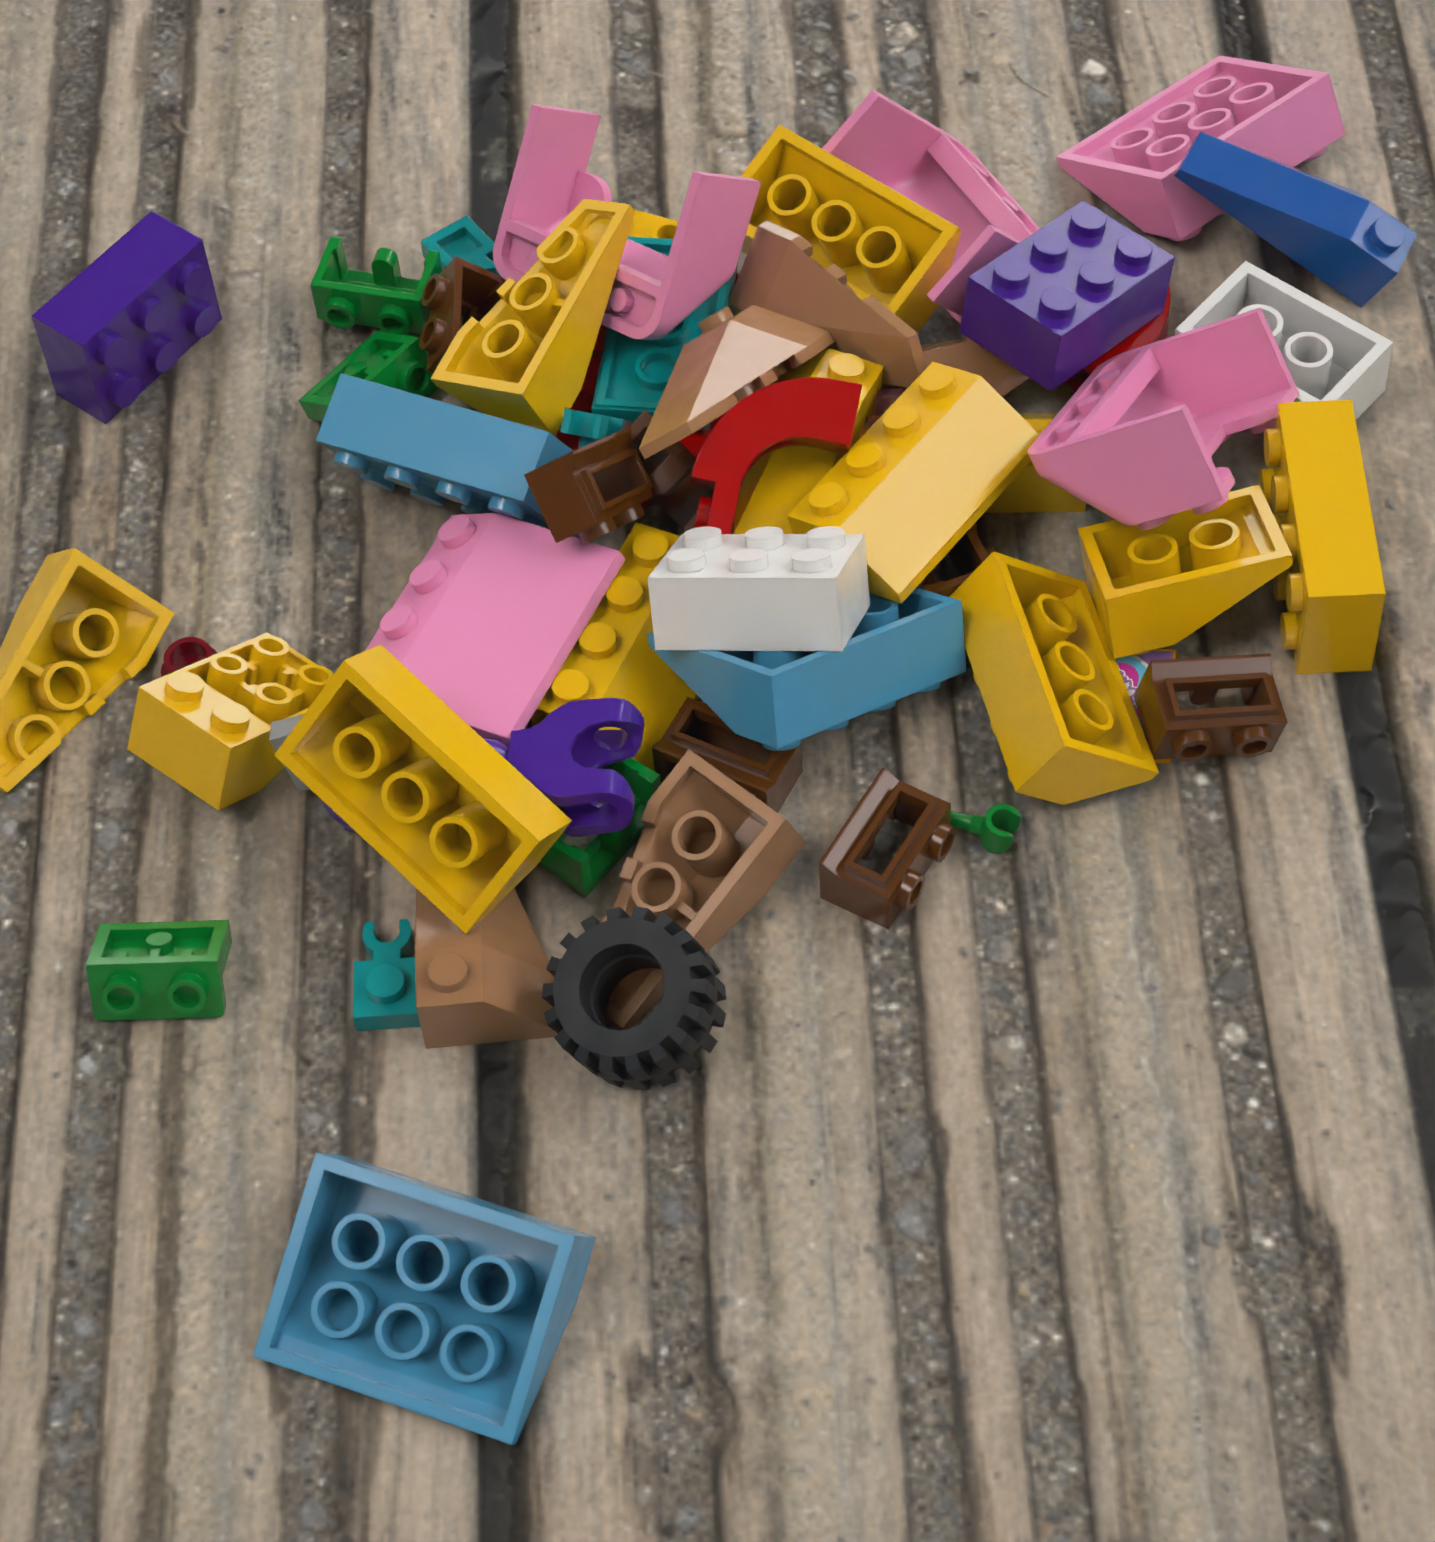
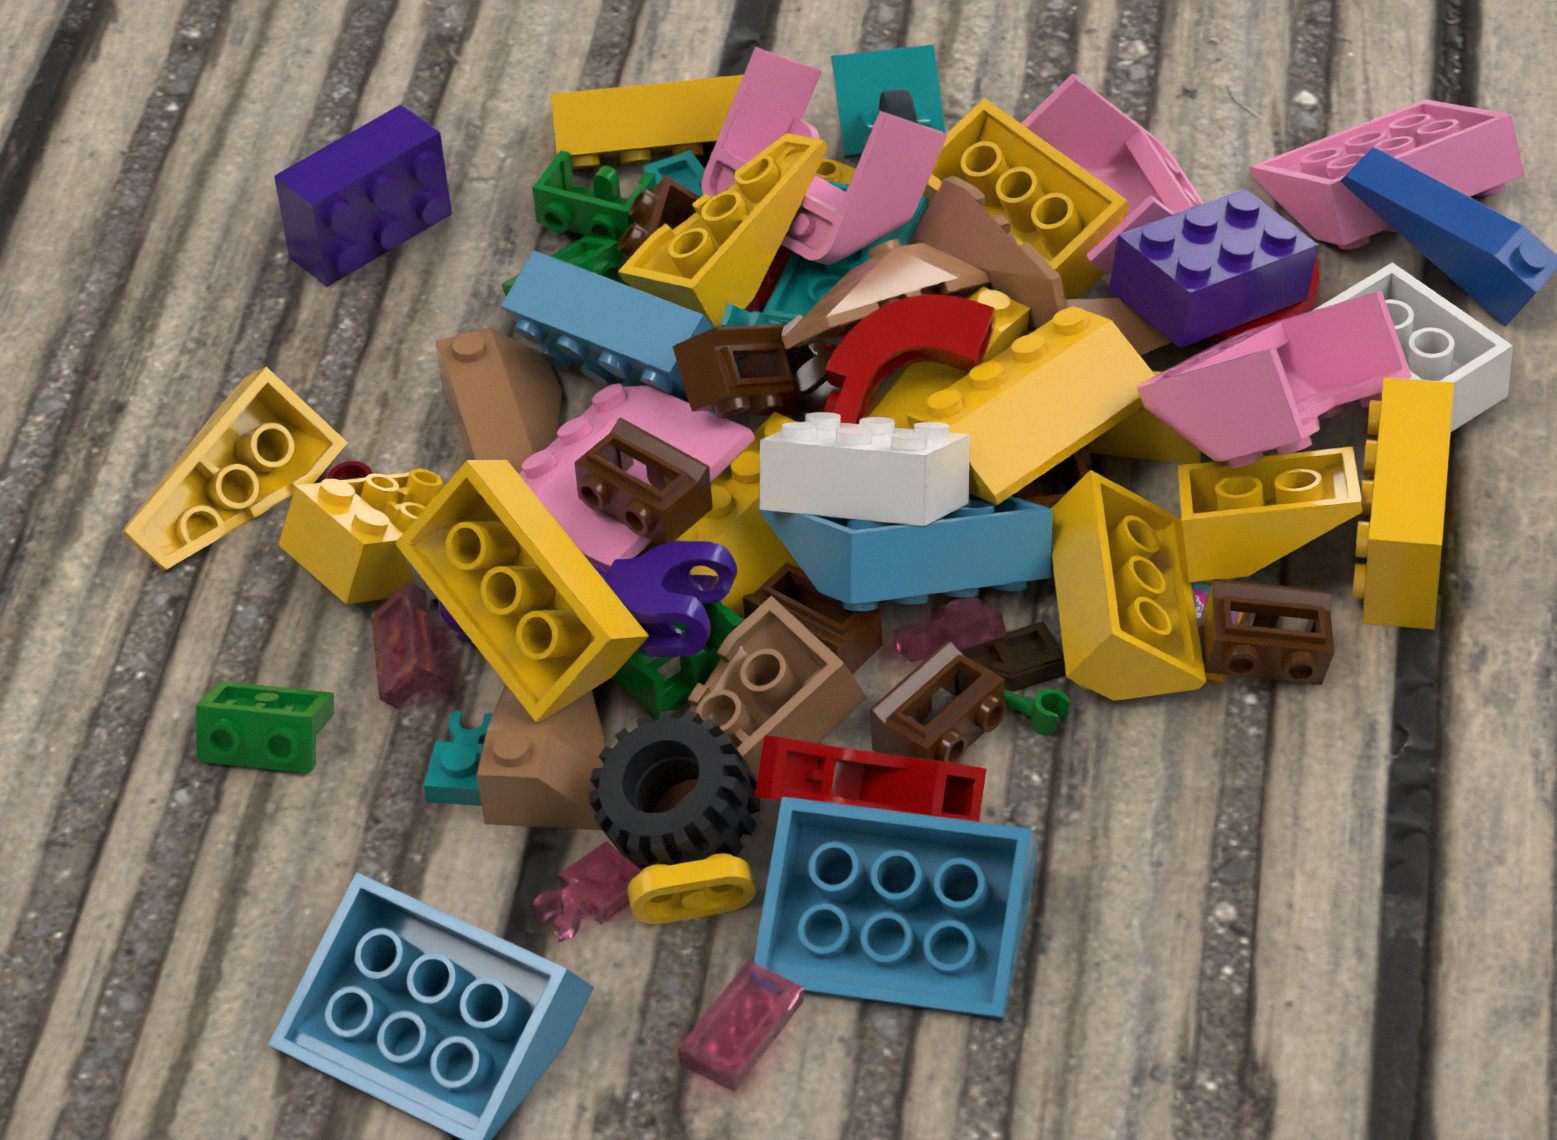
camera: 10 degrees right, 10 degrees down
(292, 851) = (402, 645): none -> clear pink plate
(334, 549) = (499, 395): none -> medium nougat wedge
(415, 185) = (641, 119): none -> yellow slope
(515, 661) = (660, 511): none -> reddish brown window
(563, 1108) = (588, 887): none -> clear pink plate
(665, 132) = (888, 81): none -> teal plate
(693, 1093) = (691, 889): none -> yellow plate
(762, 1256) = (740, 1025): none -> clear pink plate
(843, 948) = (869, 779): none -> red arch
(885, 741) = (963, 623): none -> clear pink plate
(895, 1094) = (897, 906): none -> dark azure slope
(951, 766) = (1021, 657): none -> dark brown tile

